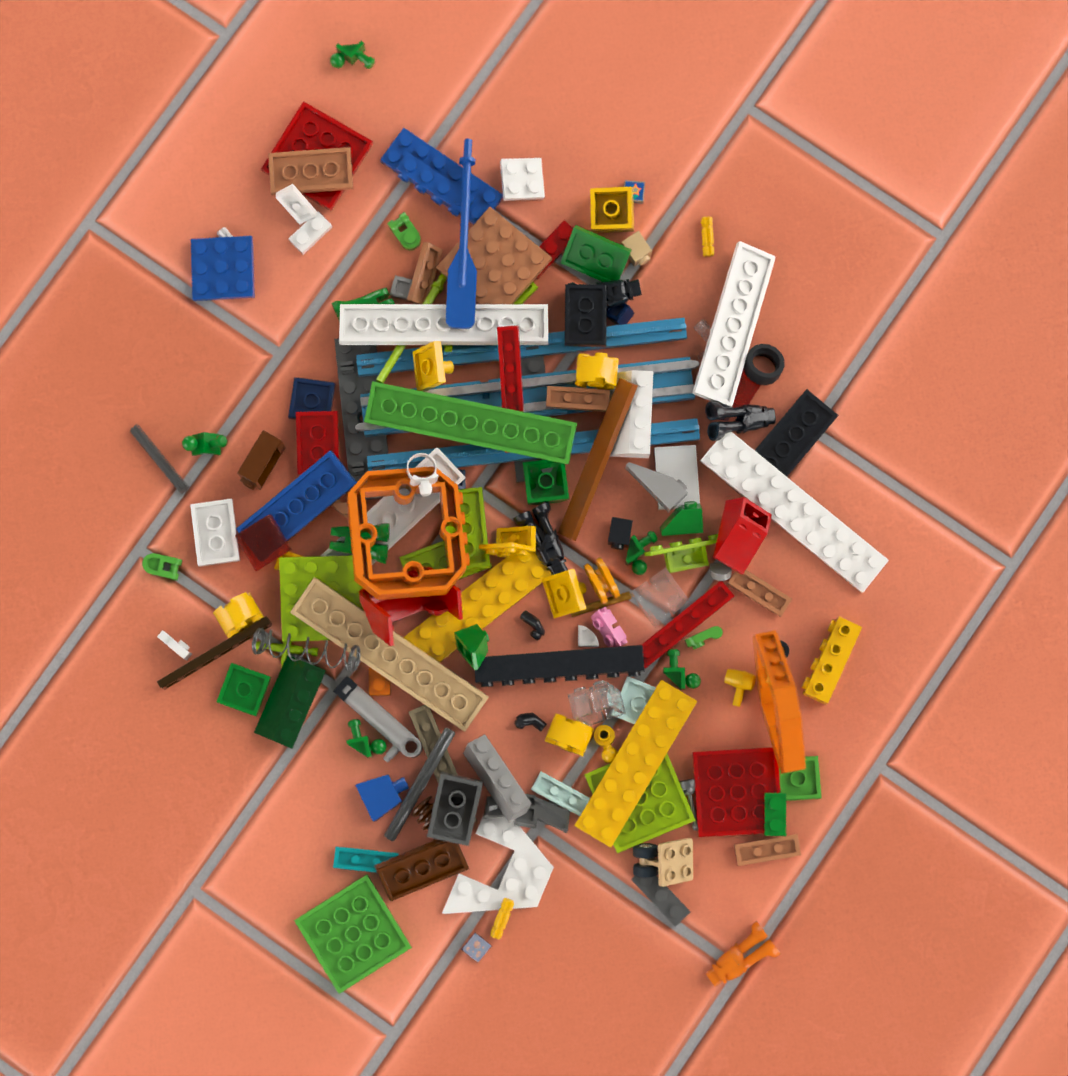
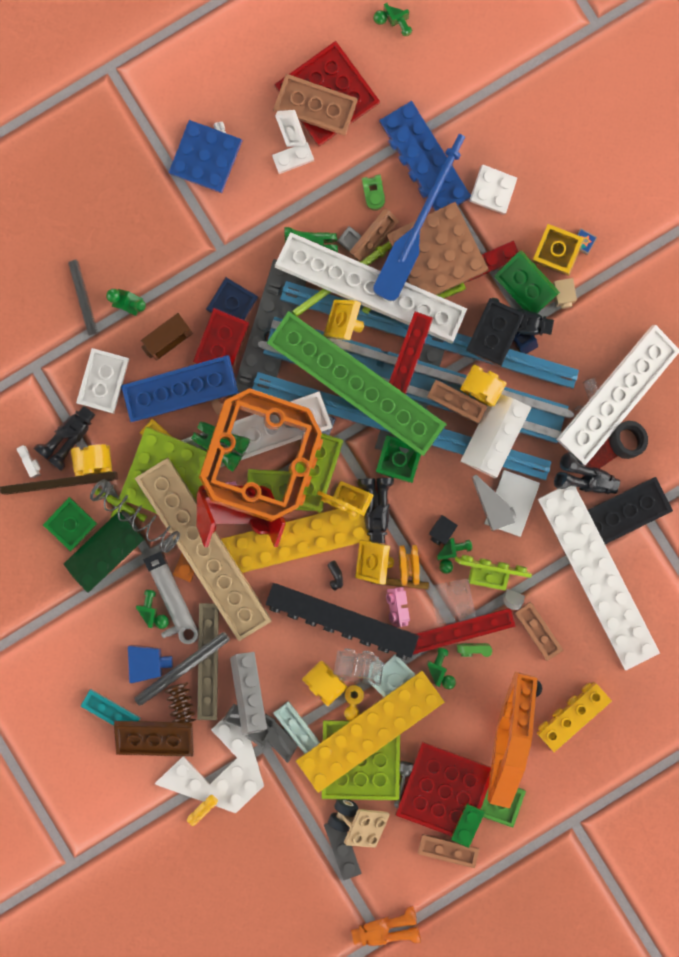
camera: 25 degrees right, 5 degrees up
(155, 564) = (41, 385): bright green plate -> none
(205, 594) = (72, 429): none -> black piece
(263, 542) = (138, 407): clear red tile -> none
(353, 934) = (73, 768): bright green plate -> none
(425, 484) = (292, 424): white piece -> none
(455, 808) = (201, 703): dark grey slope -> none
(472, 645) = (276, 572): green slope -> none
(476, 947) = (170, 823): slope -> none
(529, 719) = (297, 653): black arm -> none
(586, 637) = (375, 606): white tile -> none
(597, 459) = (451, 460): dark orange tile -> none
(684, 520) = (501, 543): green slope -> none
(707, 236) = (629, 308): yellow axle -> none
(741, 533) = (544, 577): red slope -> none
(742, 681) = (490, 701): yellow piece -> none

